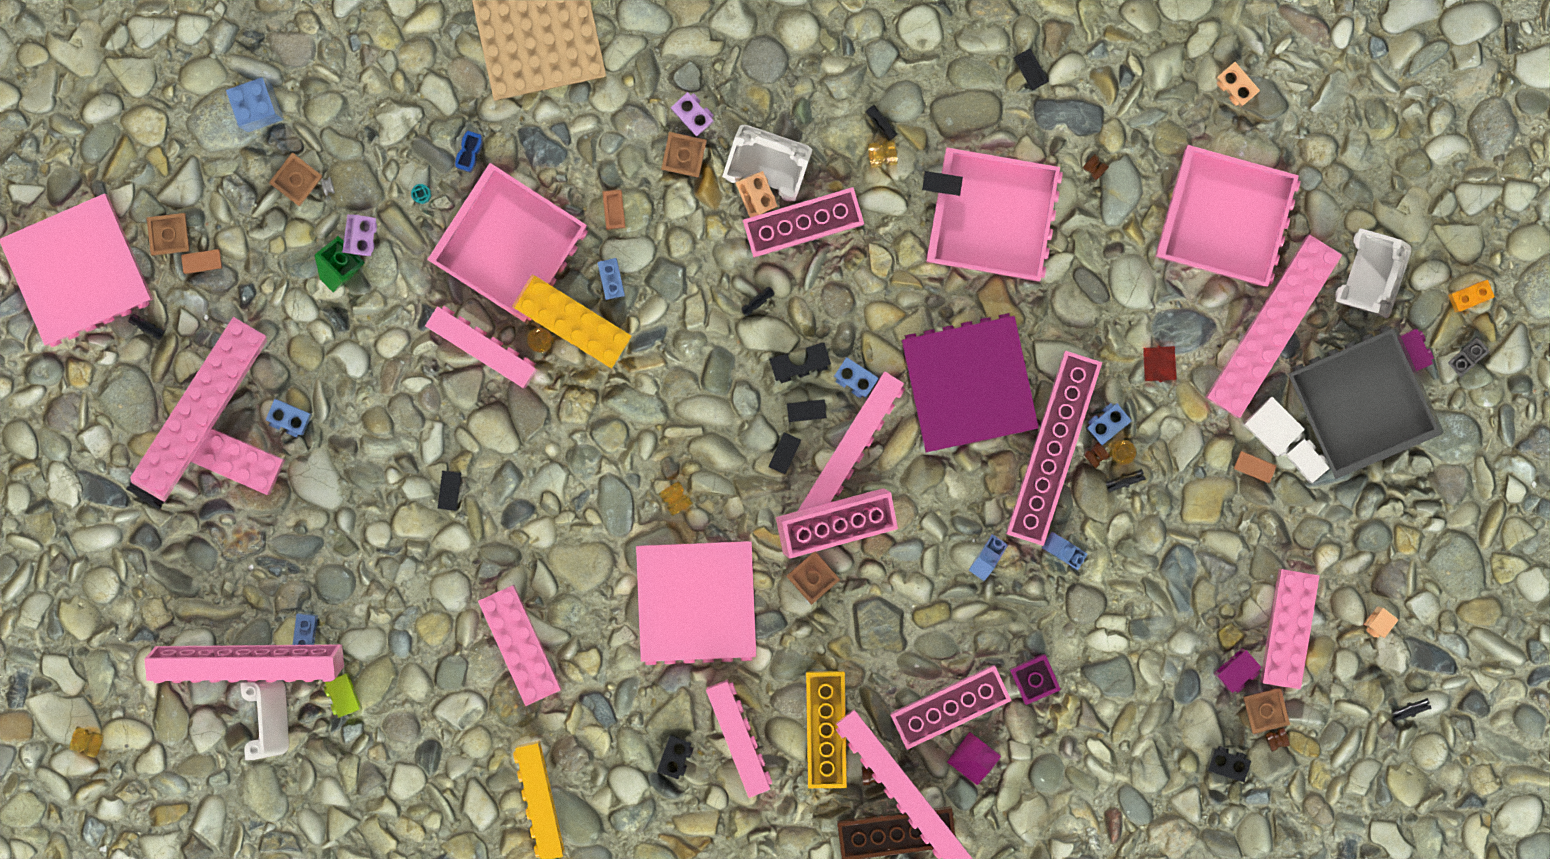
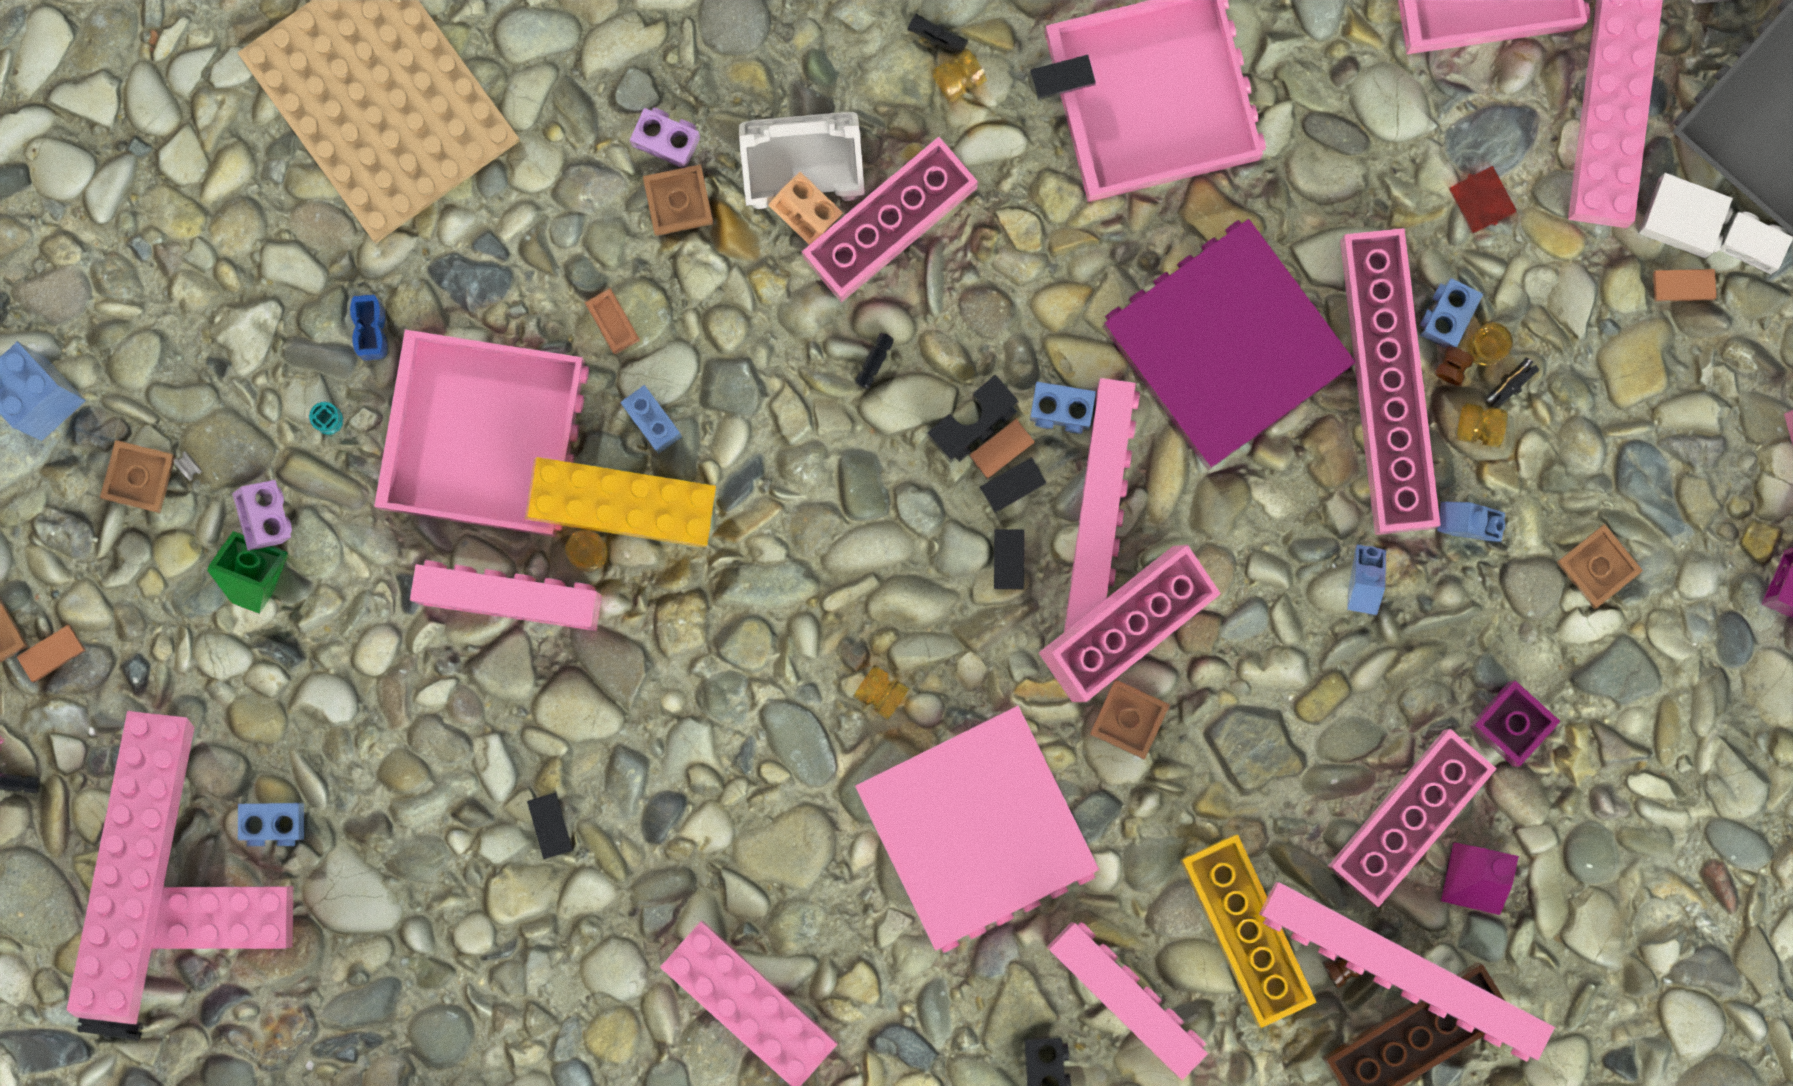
camera: 20 degrees left, 5 degrees down
(809, 386) = (1001, 449): none -> nougat tile
(1096, 497) = (1482, 425): none -> clear yellow wheel
(1127, 610) = (1599, 566): none -> medium nougat plate

